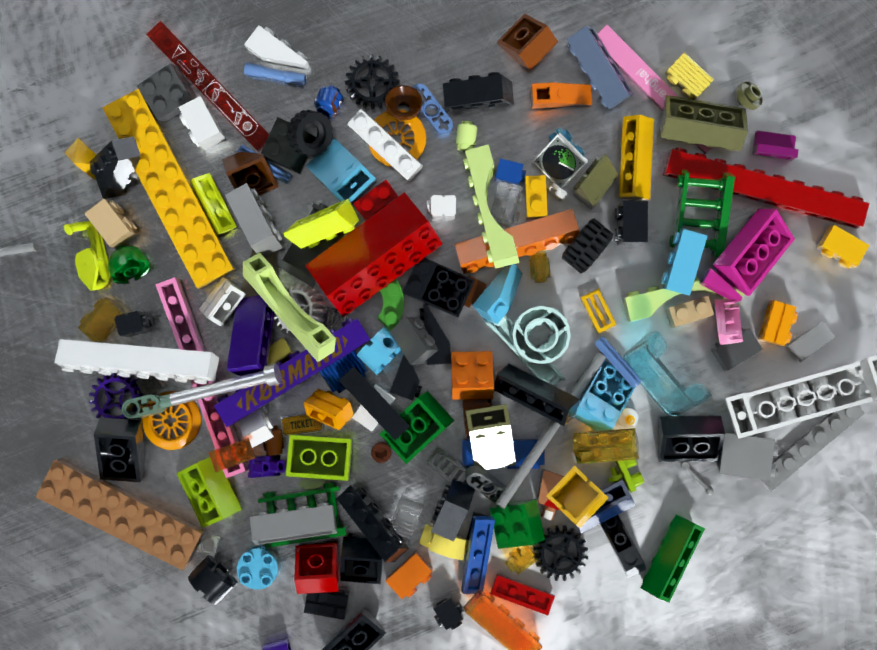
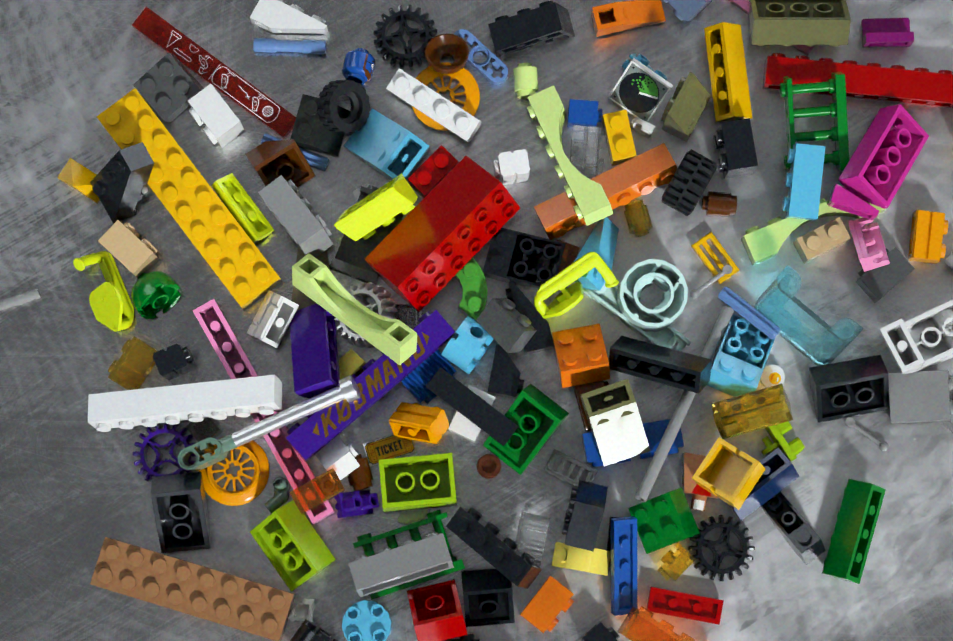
camera: 10 degrees left, 5 degrees down
(206, 446) = (281, 494): none -> sand green arm
(472, 318) = (573, 294): none -> neon yellow piece
(484, 478) = (617, 472): dark grey beam -> none
(606, 323) = (727, 269): none -> light grey hinge
(609, 267) = (719, 204): none -> reddish brown brick

